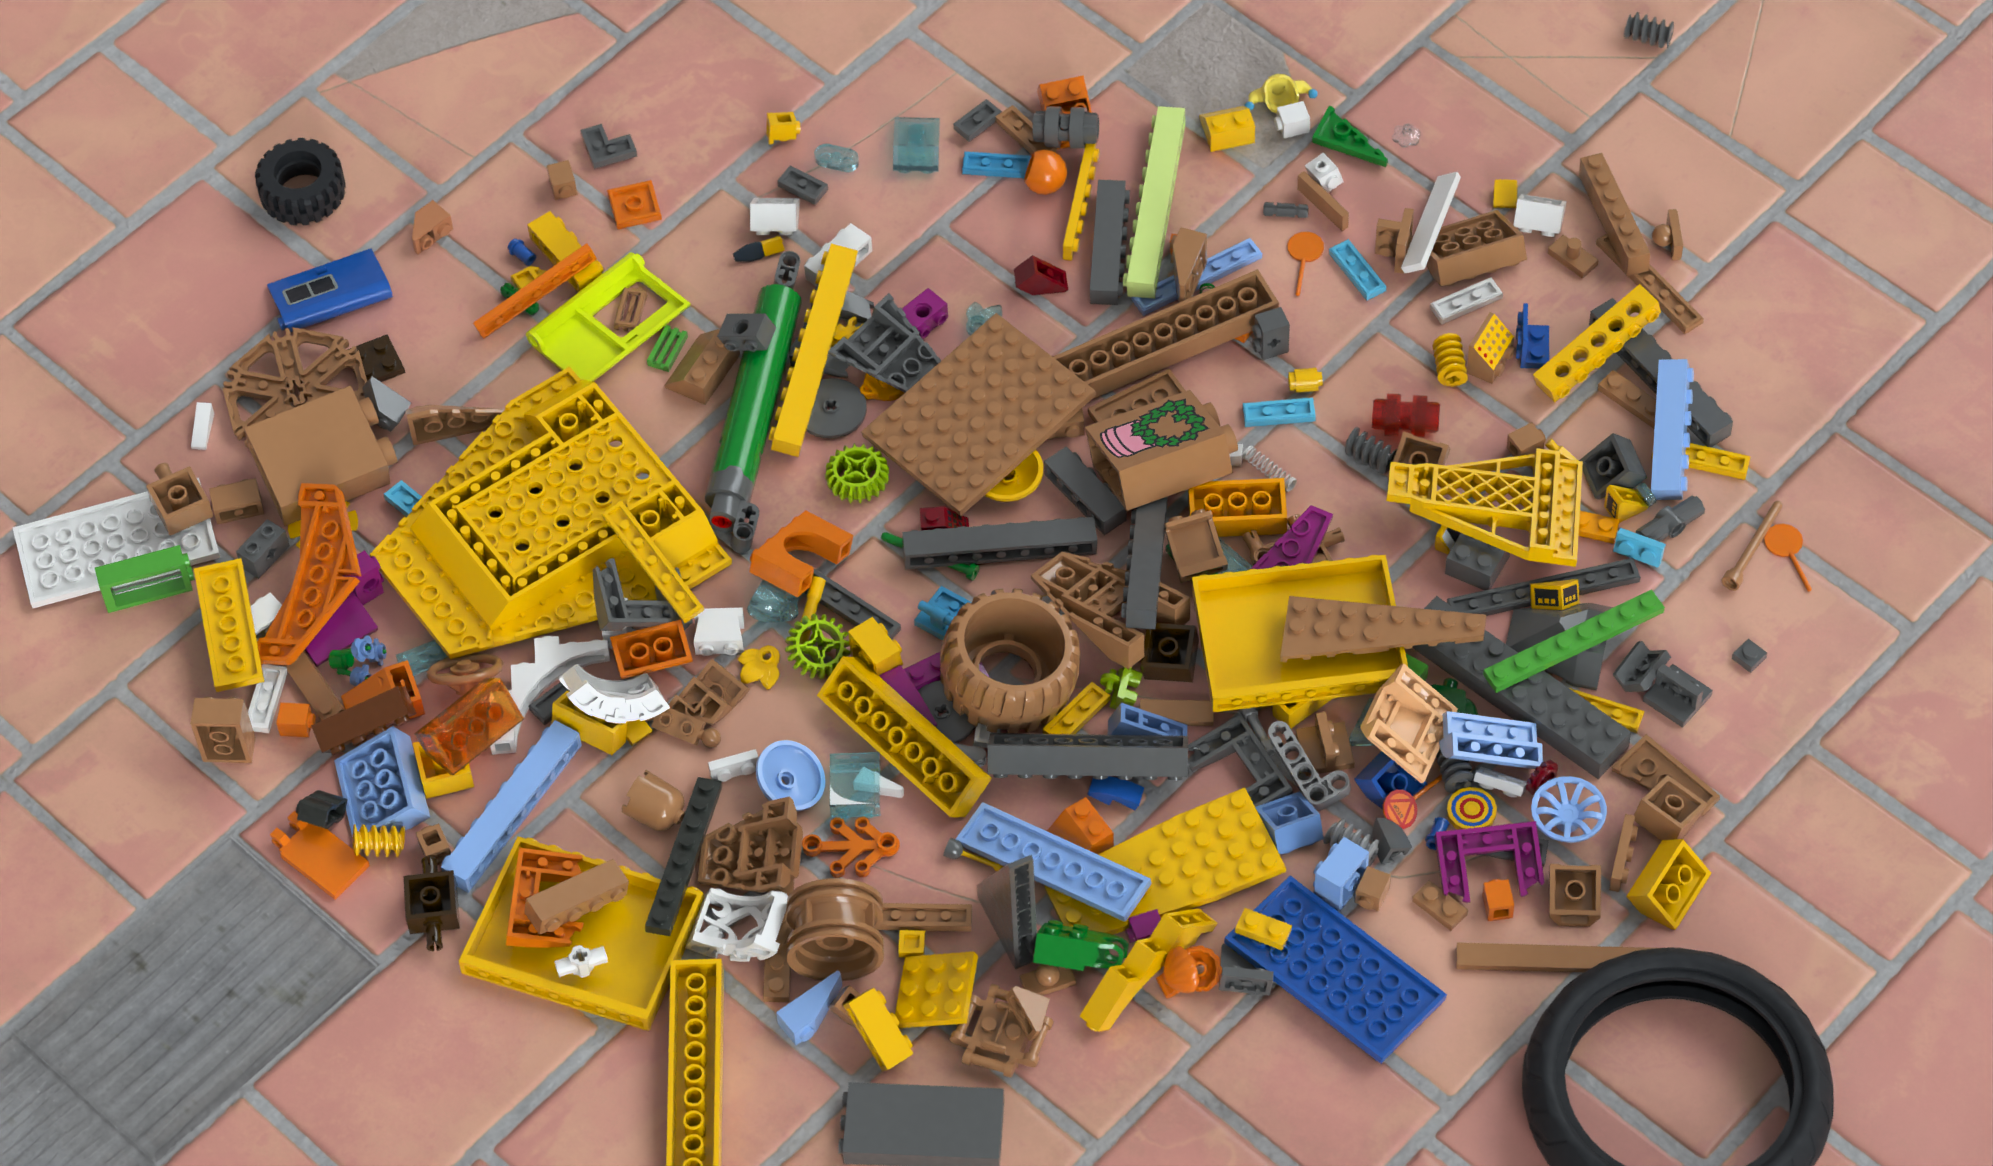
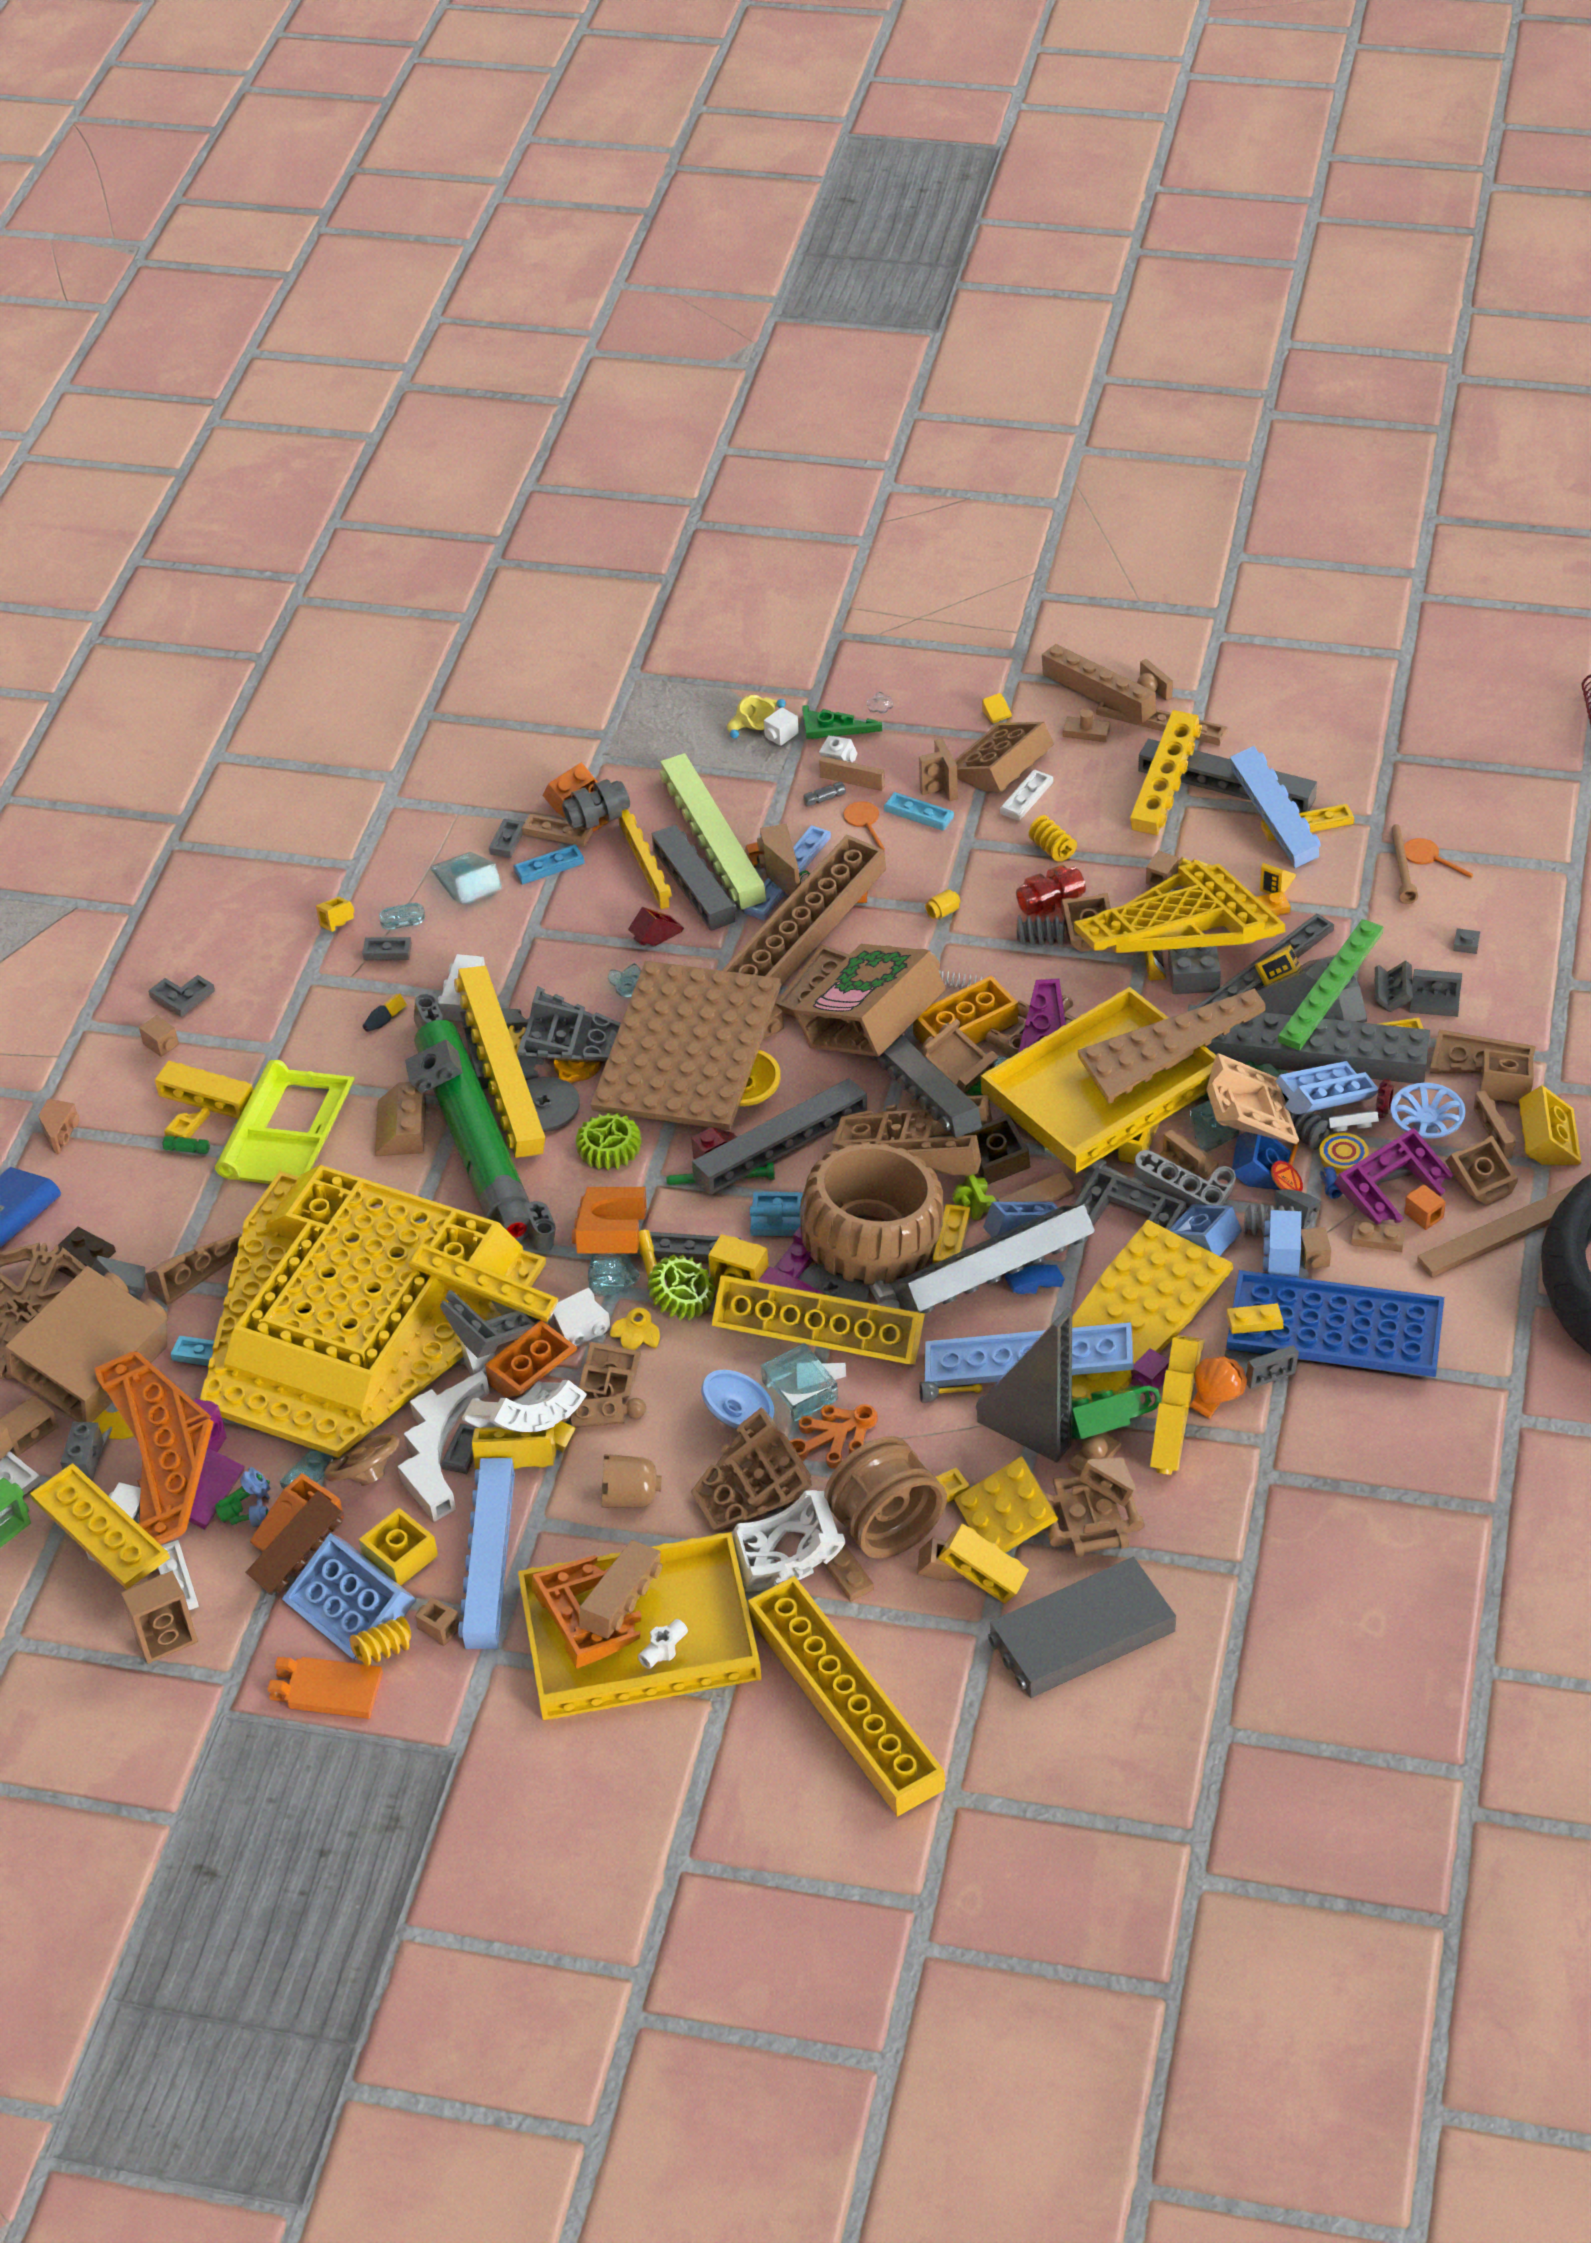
camera: 30 degrees left, 10 degrees down
(295, 719) = (220, 1580): orange brick -> none
(314, 687) = (219, 1546): medium nougat plate -> none
(321, 809) = (304, 1641): pearl dark grey brick -> none
(431, 902) = (474, 1669): dark brown brick -> none
(470, 725) = (407, 1495): clear orange slope -> none
(517, 248) = (161, 1107): blue pin -> none
(535, 291) = (201, 1127): orange tile -> none
(627, 324) = (302, 1121): medium nougat tile -> none
(634, 204) = (240, 1028): orange tile -> none
(682, 337) = (354, 1110): bright green tile -> none
(683, 857) = (690, 1513): pearl dark grey plate -> none
(733, 766) = (675, 1420): white plate -> none
(774, 215) = (379, 980): white slope -> none
(805, 1014) = (900, 1590): light blue slope -> none
(926, 312) = (576, 989): magenta brick -> none
(926, 917) = (957, 1452): medium nougat plate -> none
(1045, 172) = (600, 847): orange helmet -> none
(1083, 827) = (1030, 1314): orange slope -> none
(1085, 490) = (821, 1063): dark grey brick -> none
(1228, 128) = (729, 755): yellow slope -> none
(1271, 333) = (890, 880): dark grey brick -> none
(1279, 412) = (942, 935): medium azure tile -> none
(1430, 222) = (948, 729): white tile -> none
(1490, 350) = (1081, 816): slope -> none
(1532, 342) = (1105, 797): blue bracket -> none
(1539, 214) = (1039, 708): white slope -> none
(1612, 464) = (1244, 856): dark grey slope -> none
(1629, 397) = (1221, 806): medium nougat plate -> none
(1639, 547) = (1317, 901): medium azure plate -> none
(1646, 494) = (1289, 863): clear light blue tile -> none
(1649, 30) = (1019, 551): dark grey piece -> none
(1672, 520) = (1324, 875): dark grey piece -> none

